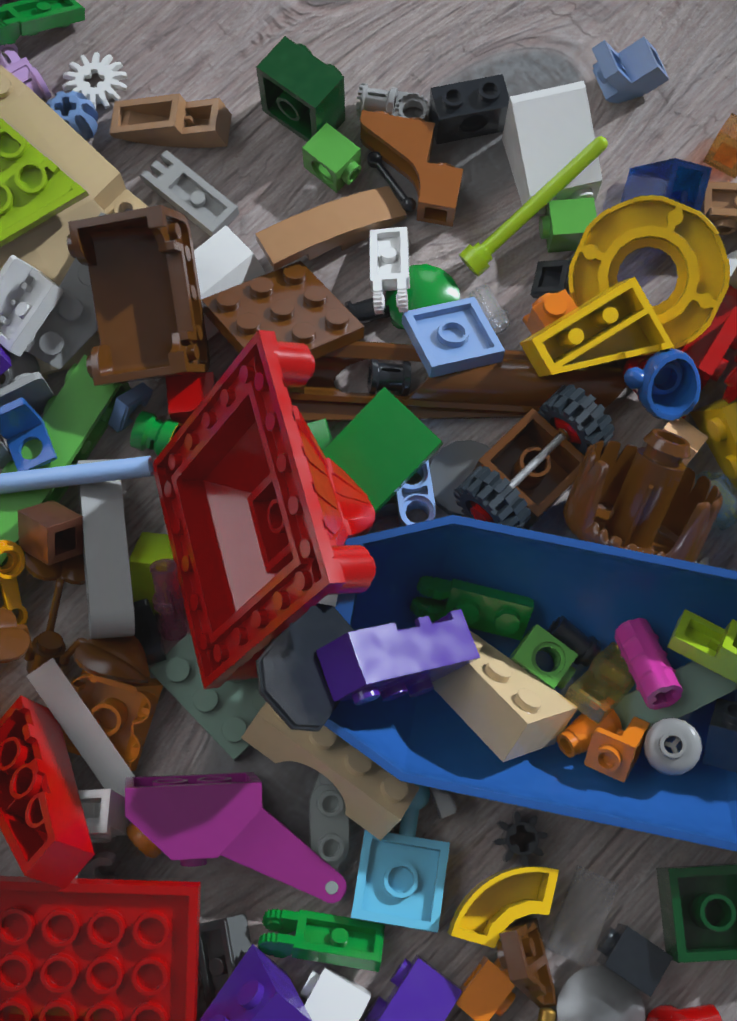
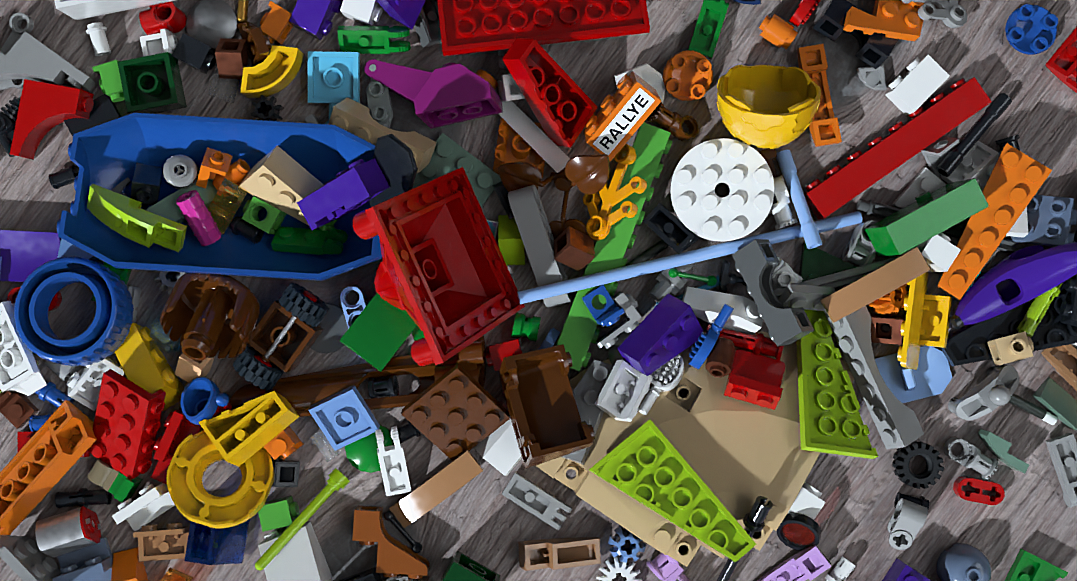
camera: 170 degrees right, 15 degrees up
(168, 599) = (496, 219): clear pink pin -> none
(332, 158) = (443, 540): bright green brick -> none
(569, 938) = (231, 58): none -> copper brick
(695, 984) = (158, 43): none -> white bracket

